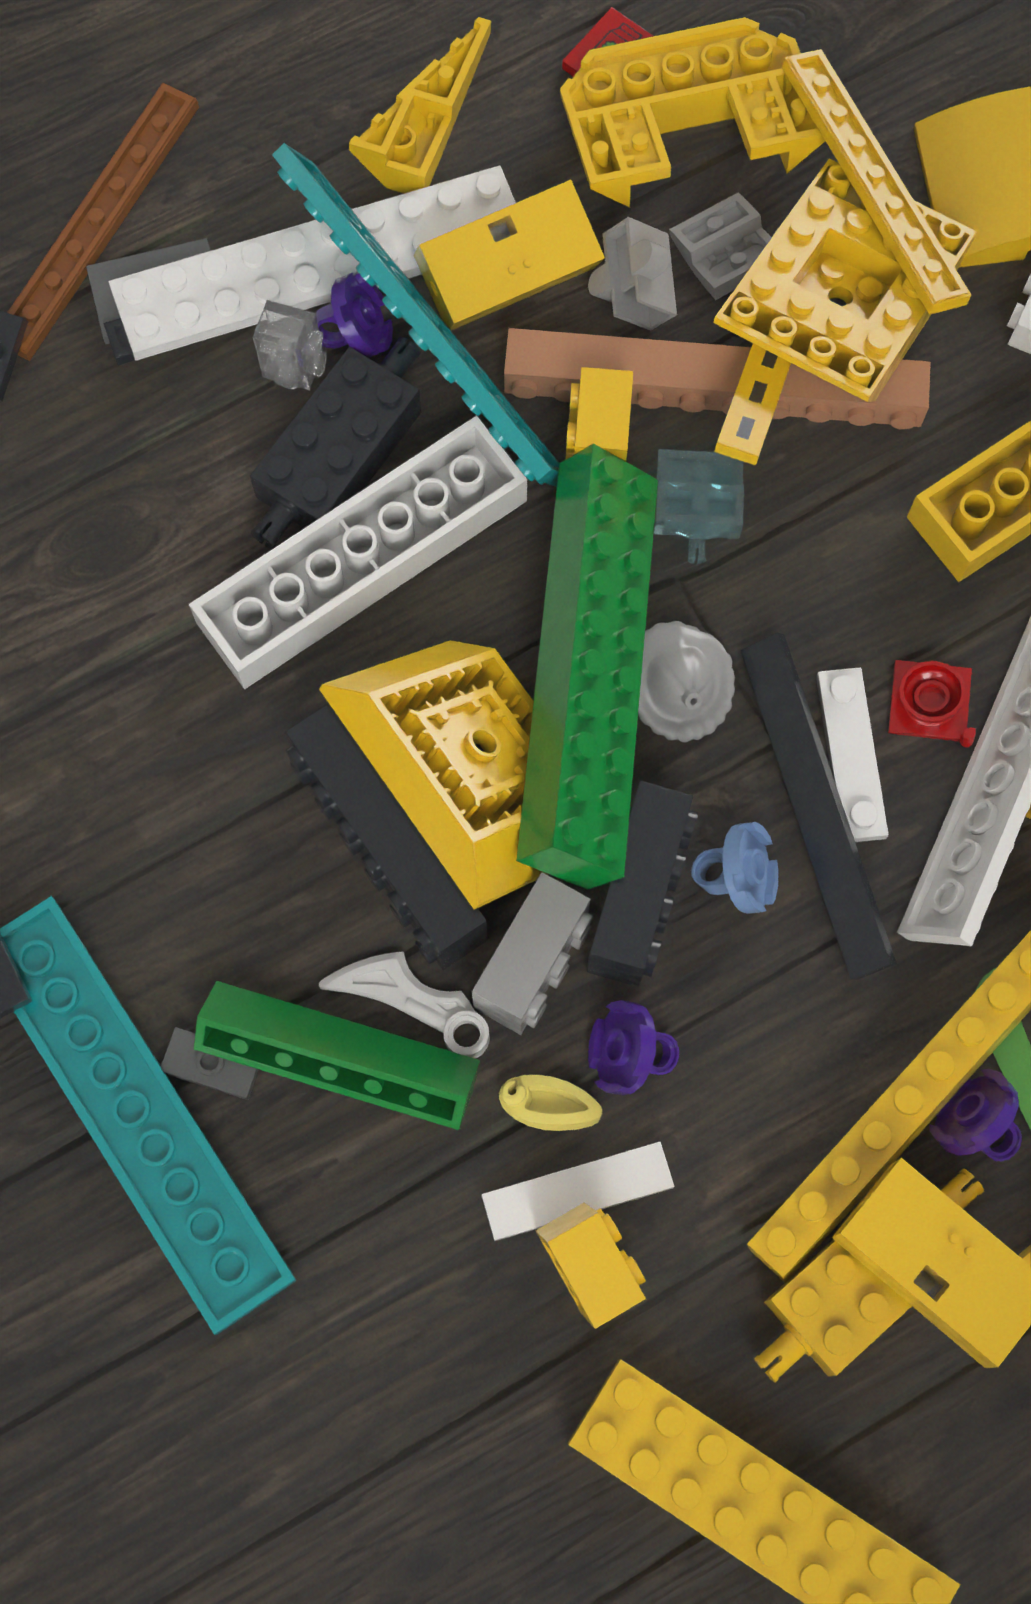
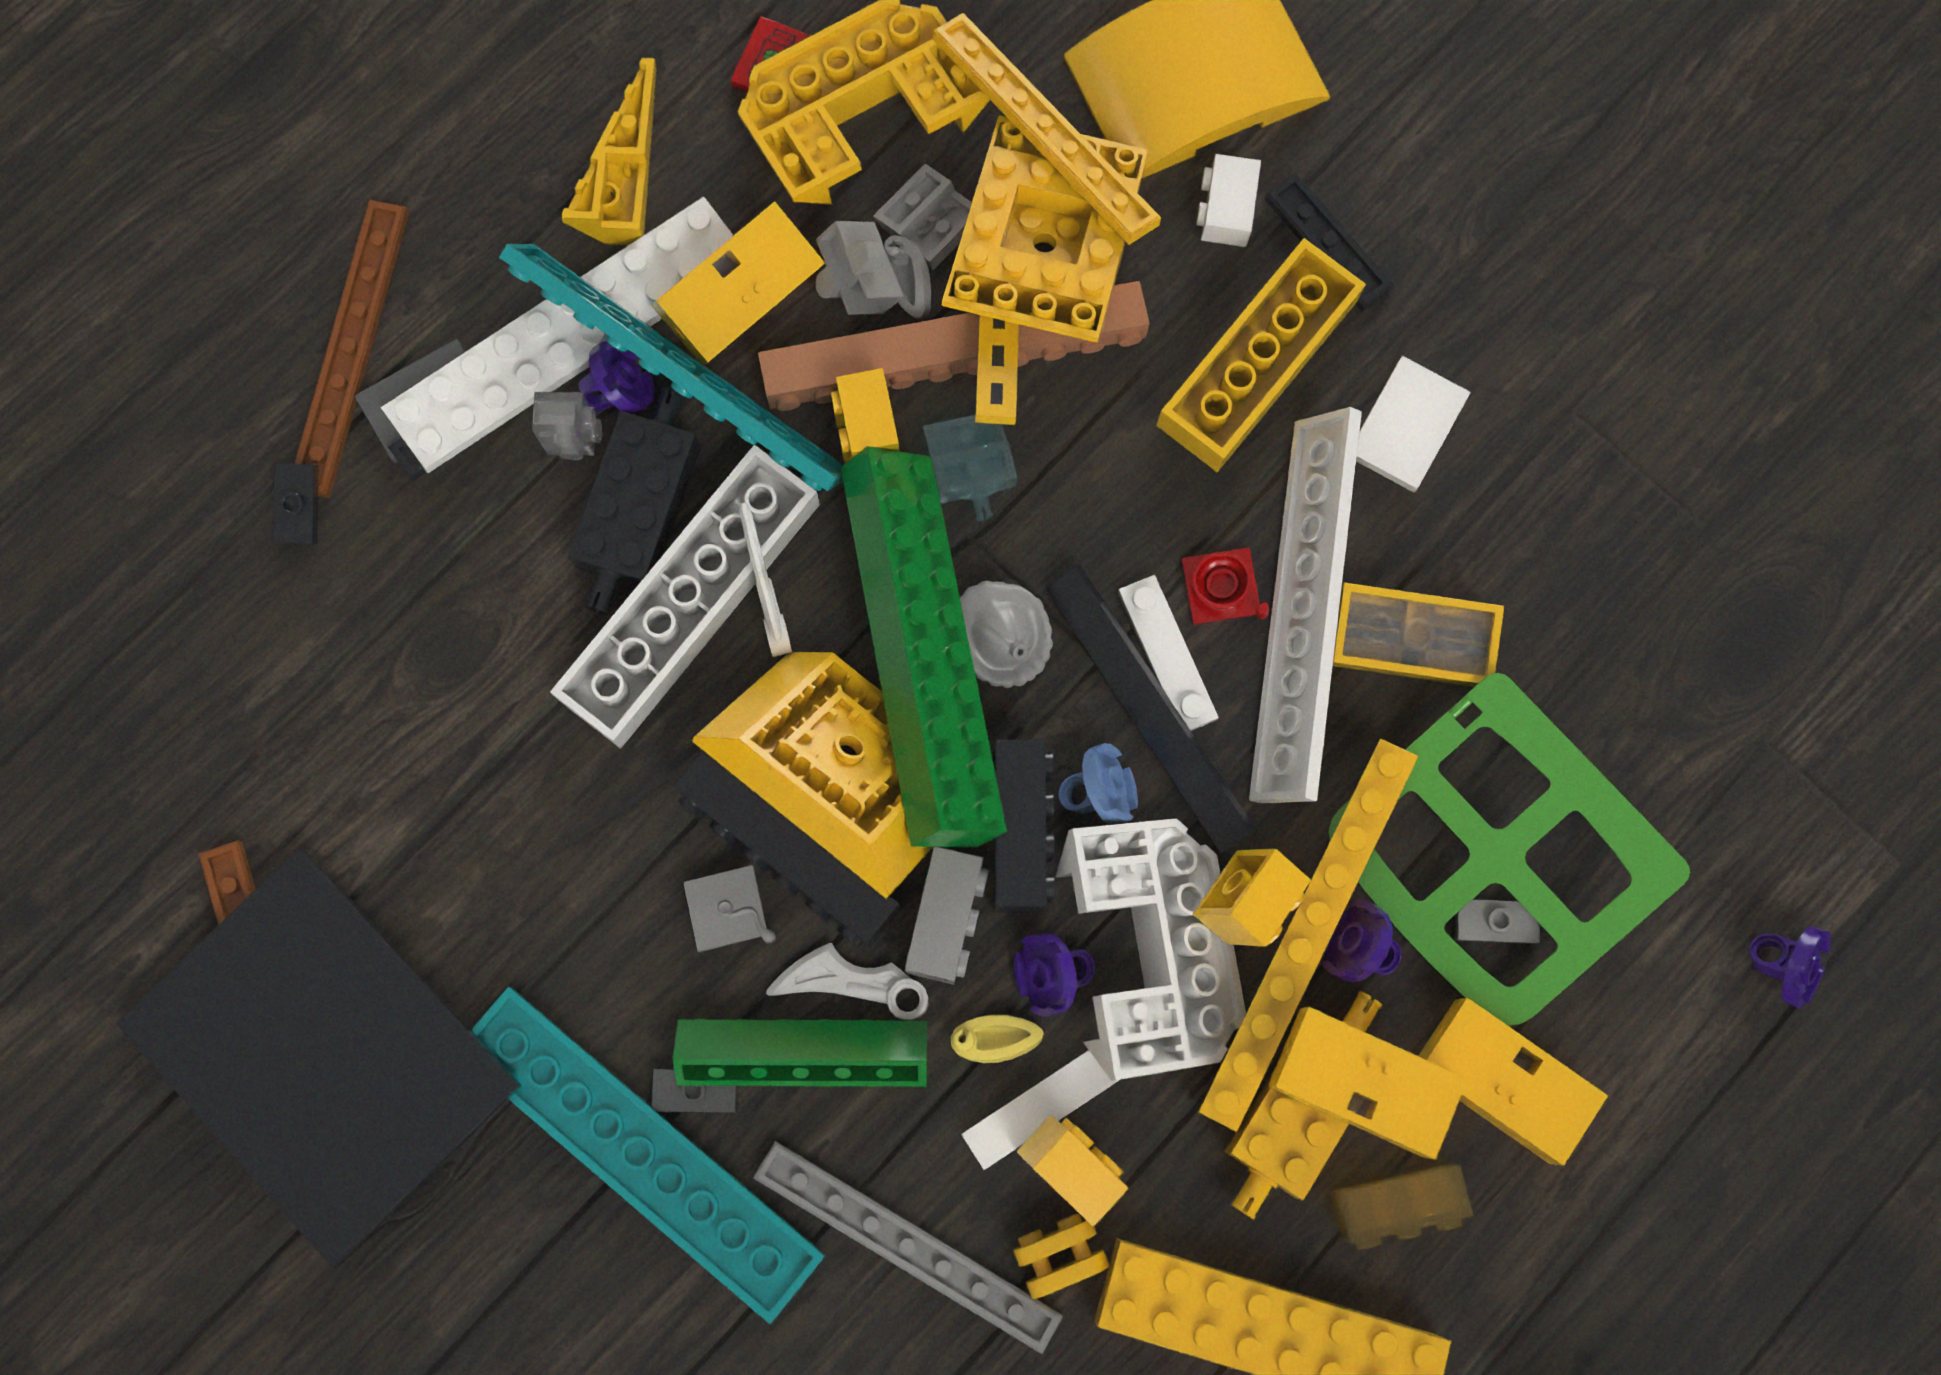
camera: 20 degrees left, 5 degrees up
(303, 883) = (726, 909): none -> light grey hat
(390, 1301) = (908, 1247): none -> light grey tile
(443, 604) = (773, 620): none -> white piece
(526, 1341) = (1071, 1233): none -> yellow brick
(691, 297) = (911, 274): none -> light grey arm
(783, 1056) = (1187, 970): none -> white slope
(872, 1030) = (1252, 897): none -> yellow brick
(946, 1419) = (1402, 1205): none -> clear yellow brick

